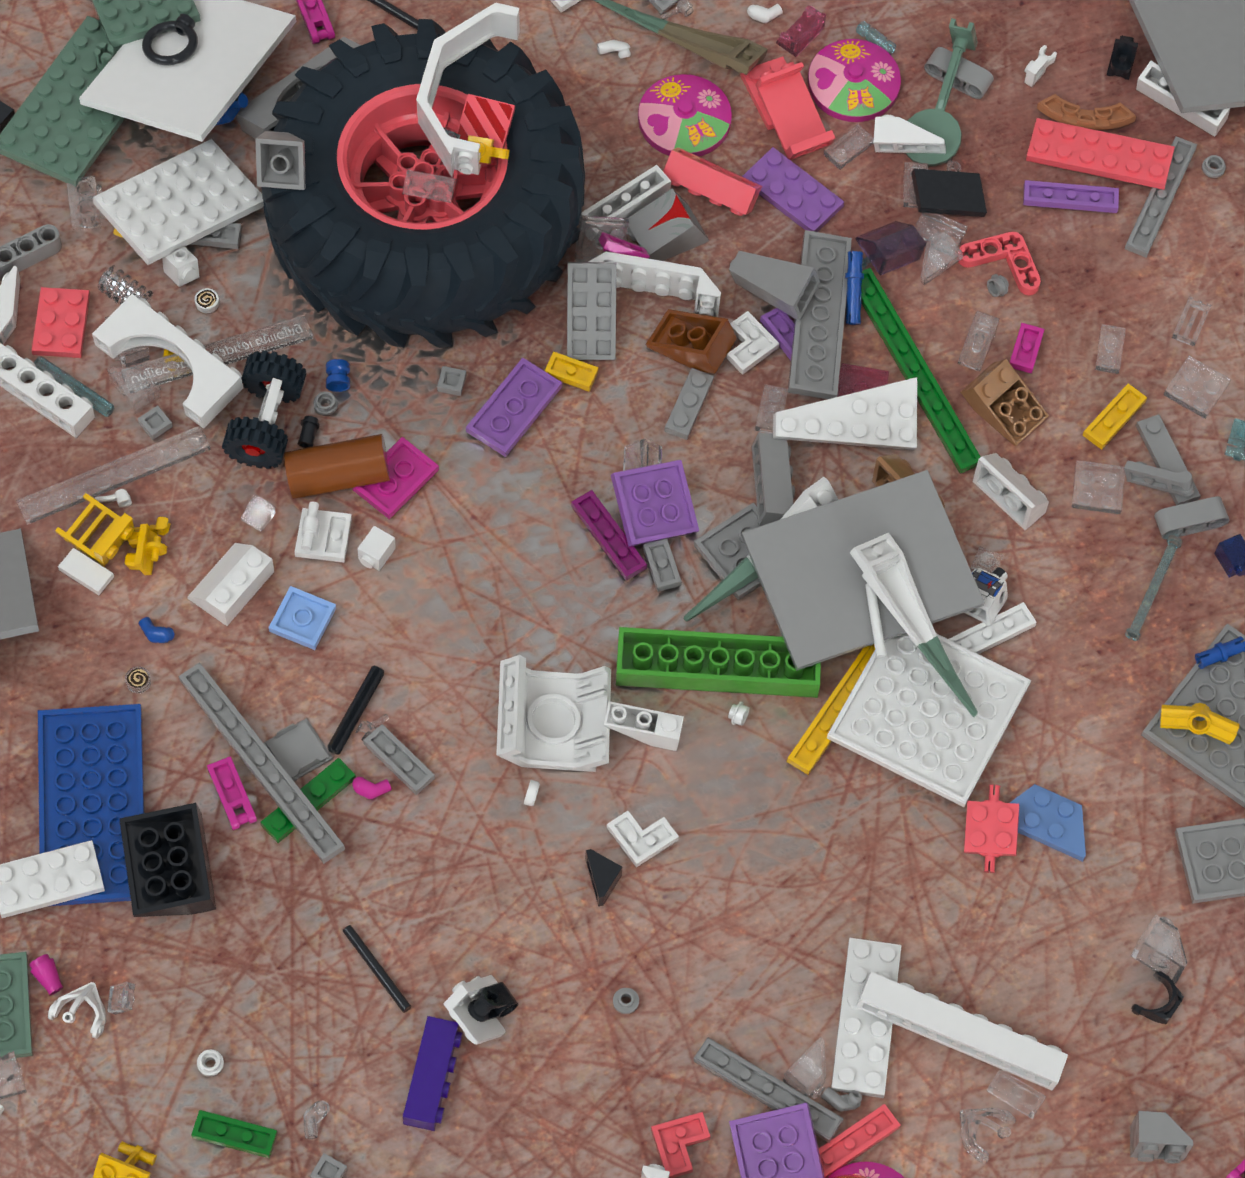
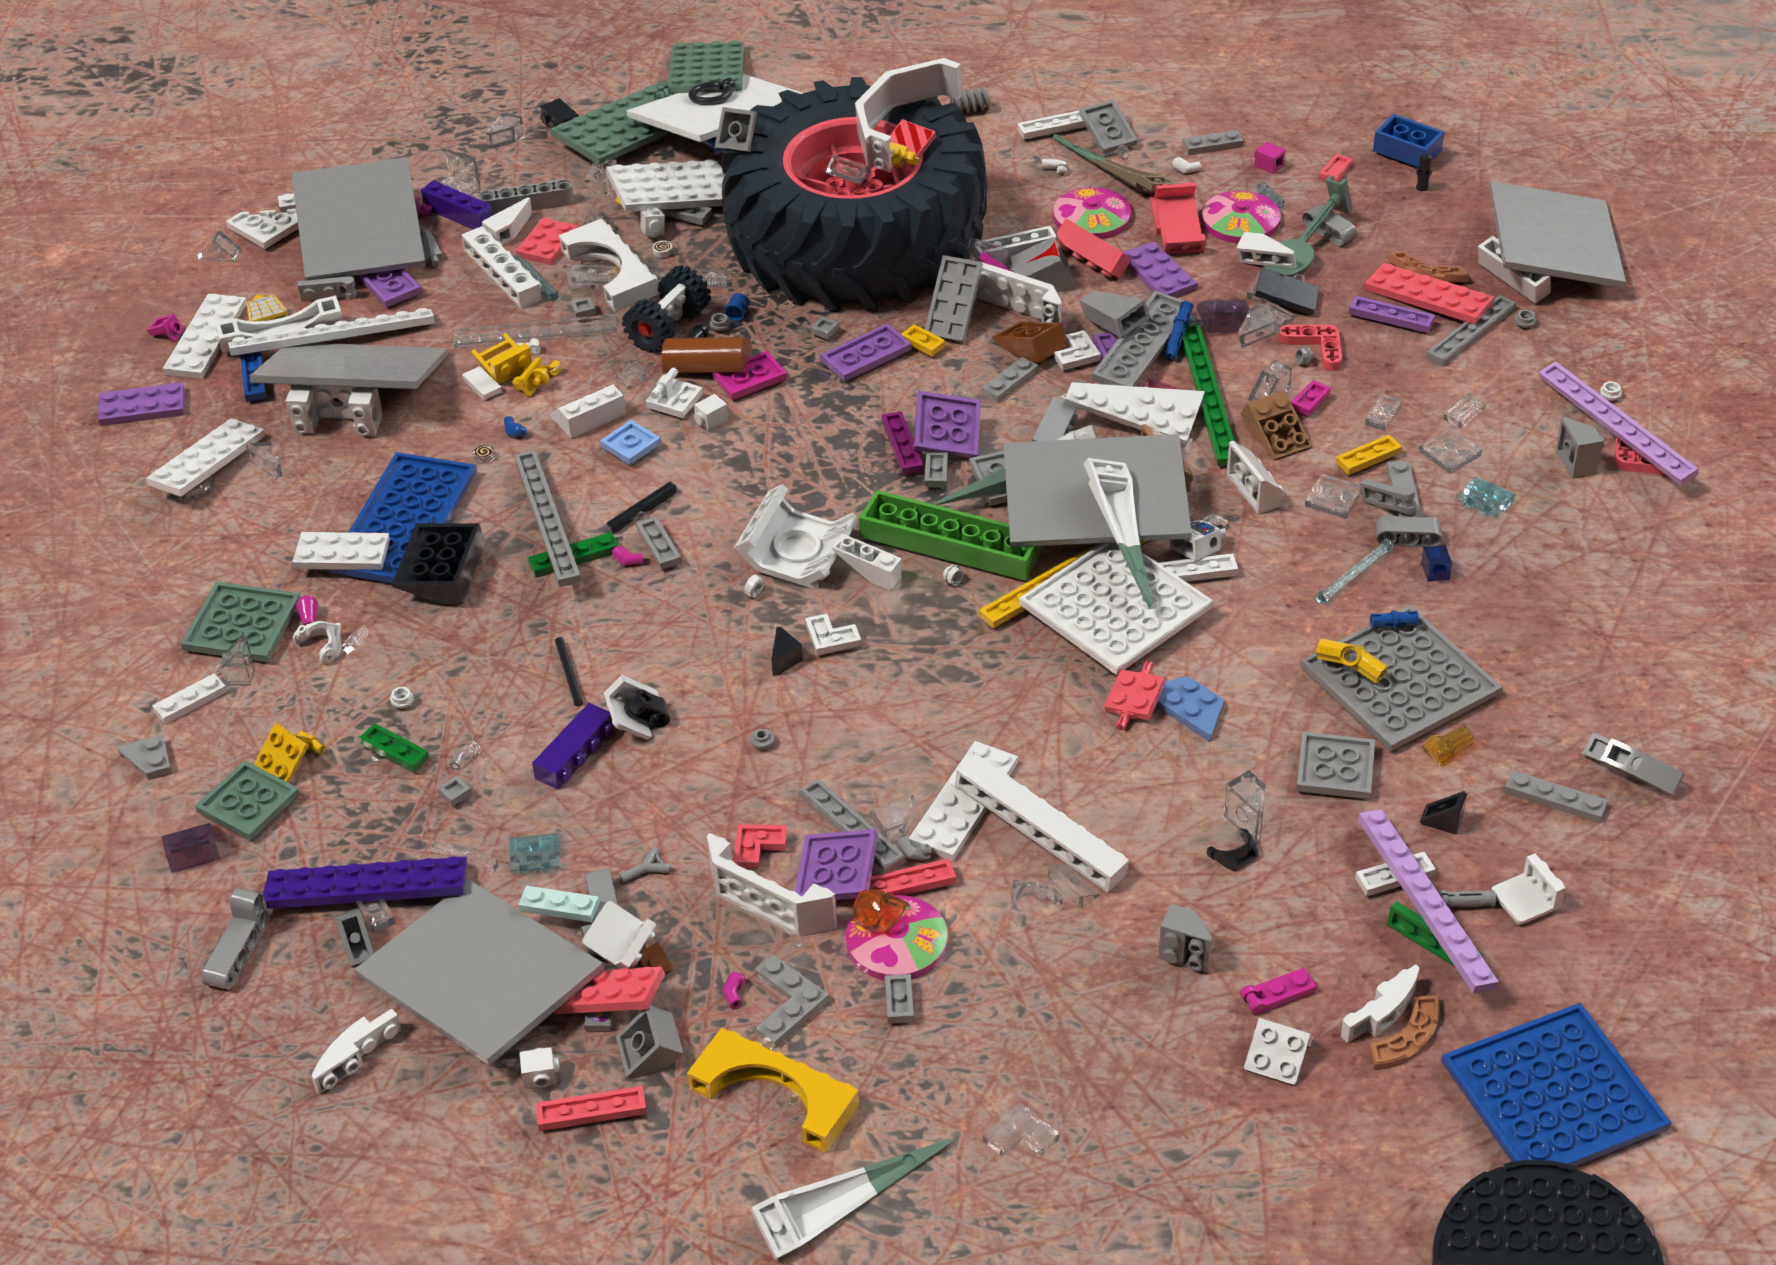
camera: 25 degrees right, 20 degrees down
(231, 792) = (515, 535): dark pink plate -> none
(298, 749) = (583, 522): light grey piece -> none
(802, 31) = (1213, 181): clear pink hinge -> none
(848, 146) = (1216, 252): clear plate -> none
(875, 622) = (1090, 523): white bar -> none
(1037, 68) = (1396, 233): white plate -> none
(1122, 57) = (1471, 236): black hips -> none

